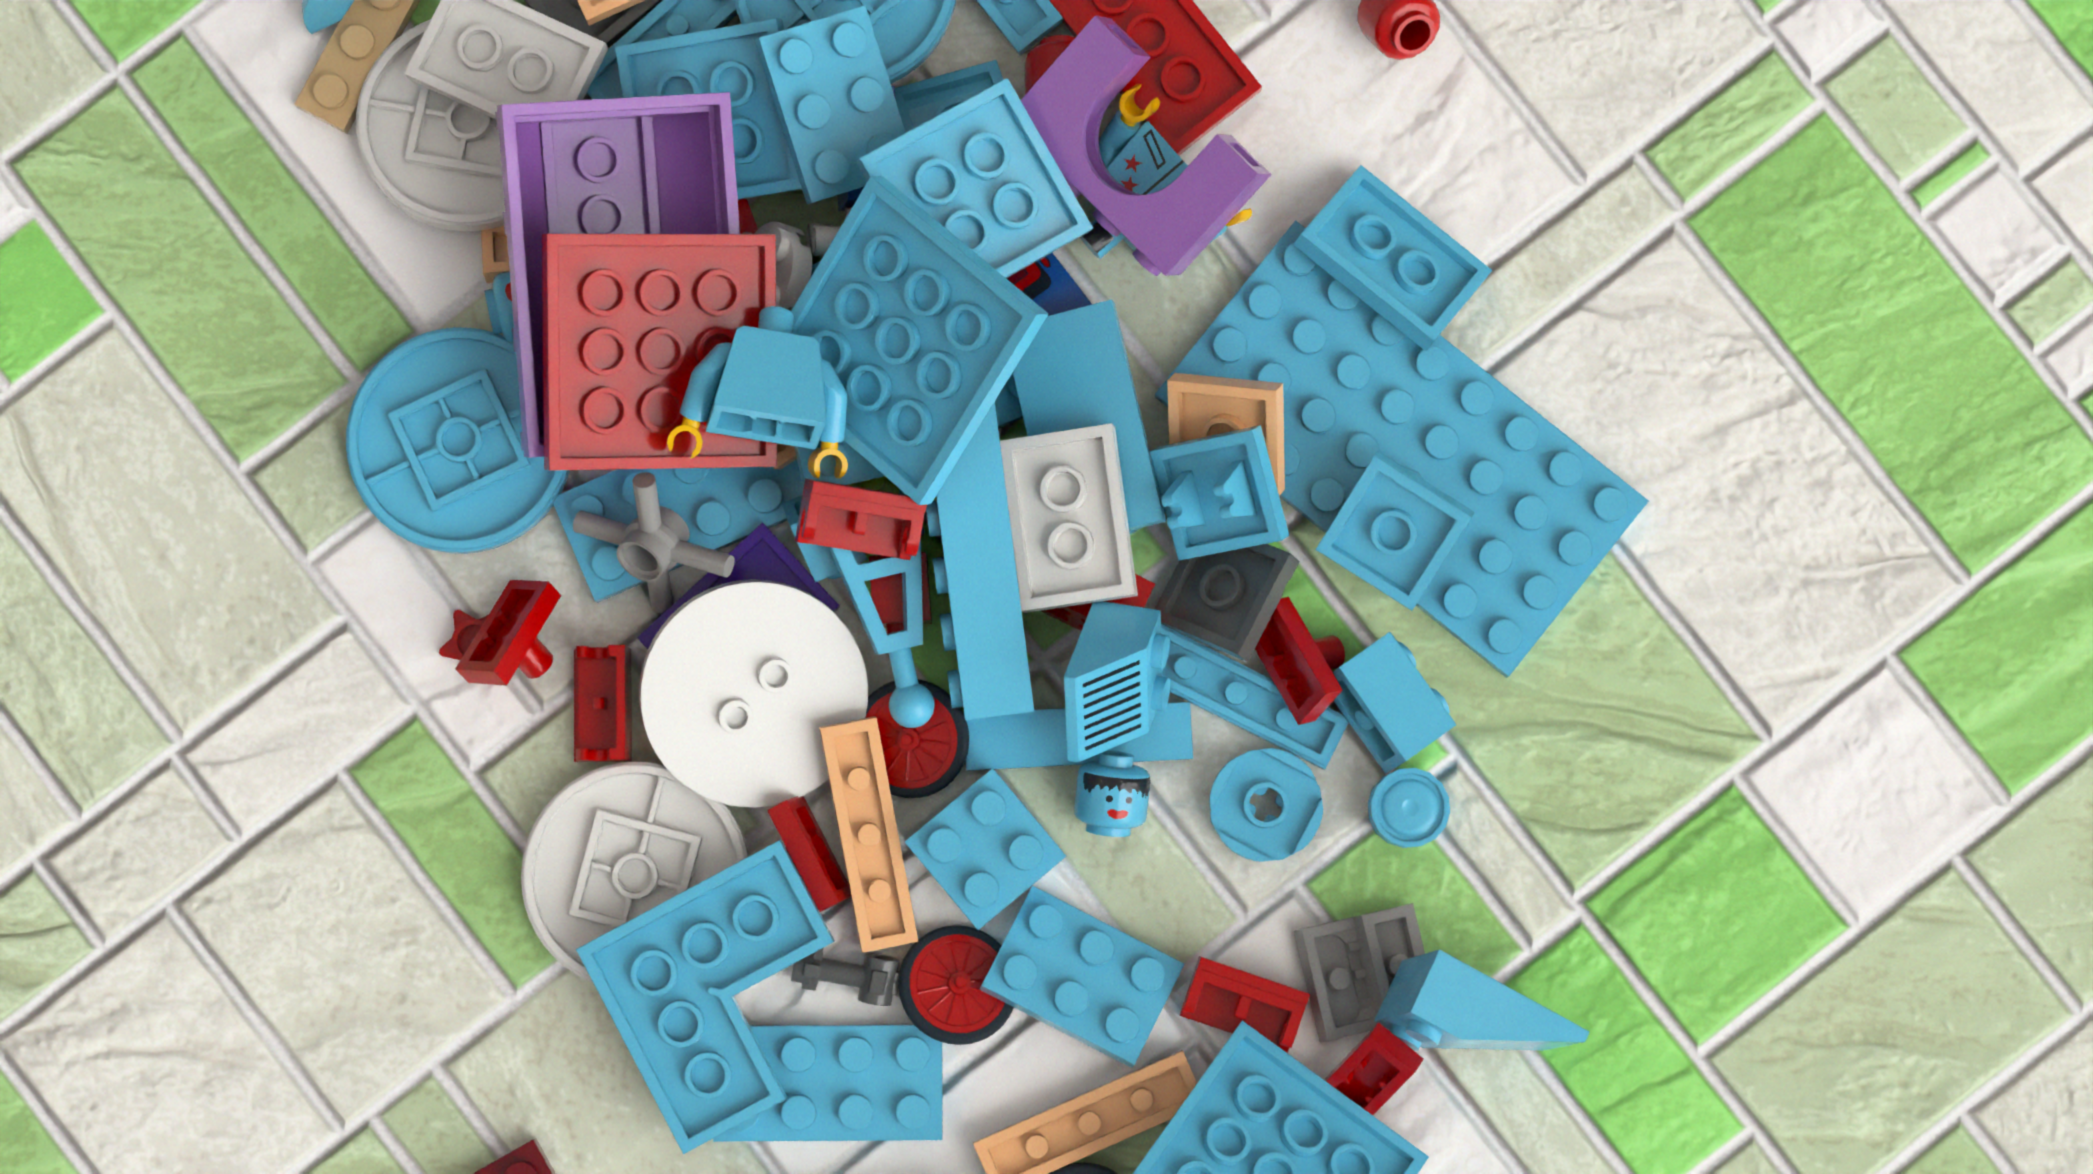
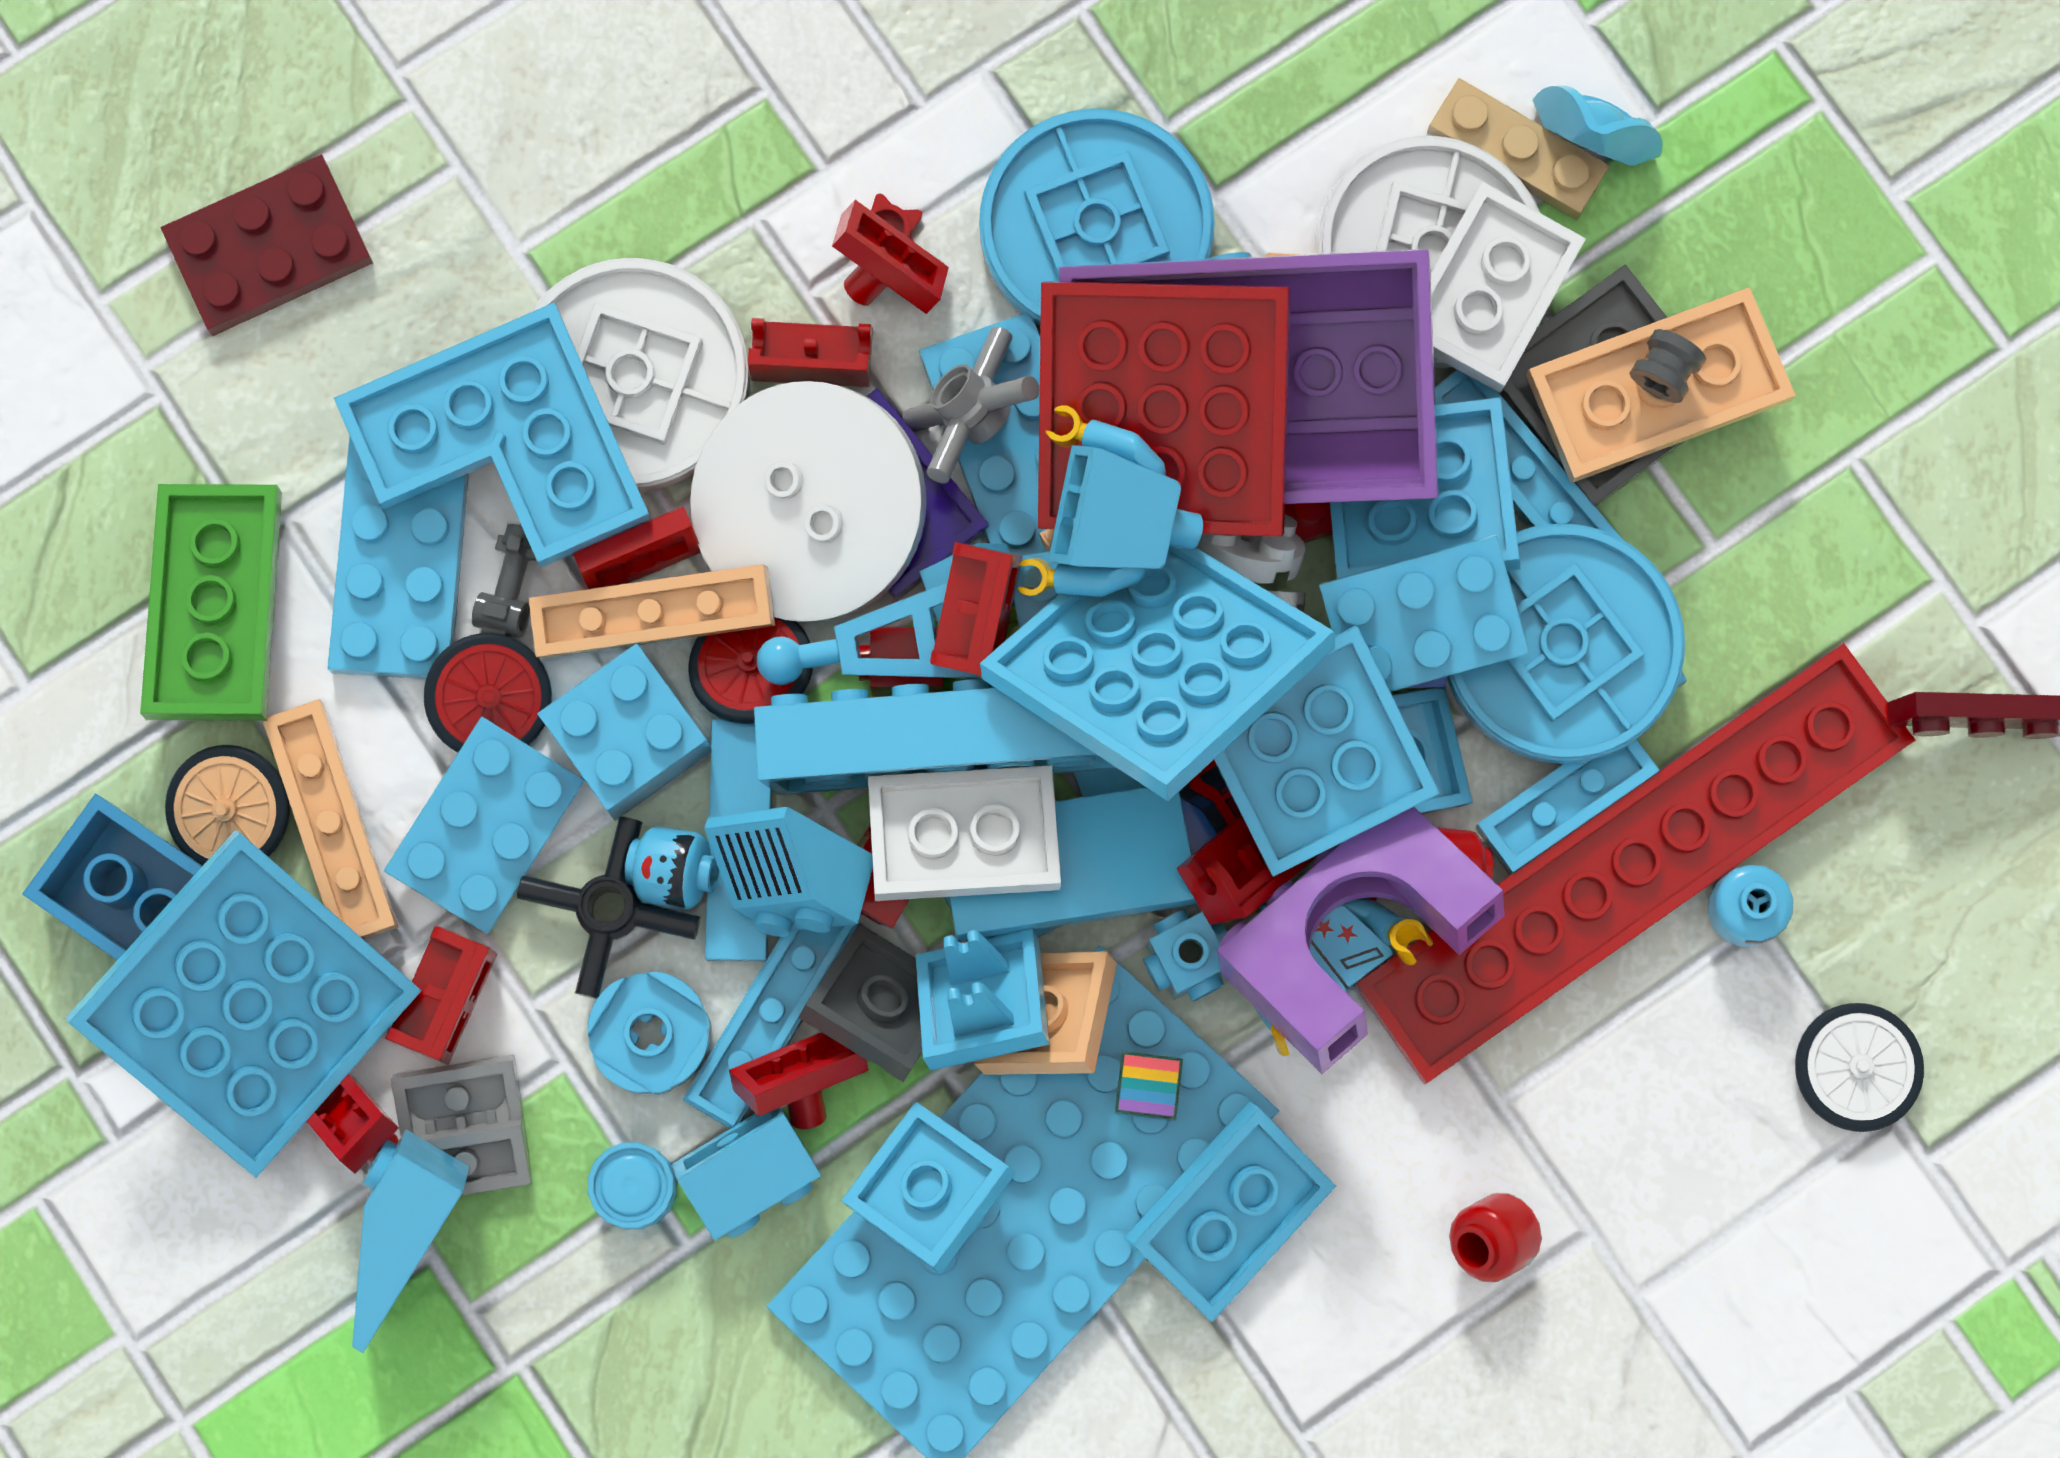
camera: 90 degrees right, 5 degrees down
(1088, 271) = (1230, 874): none -> red hinge
(1155, 329) = (1168, 968): none -> medium azure brick
(1178, 856) = (602, 934): none -> black bar
(1285, 338) = (1148, 1086): none -> tile

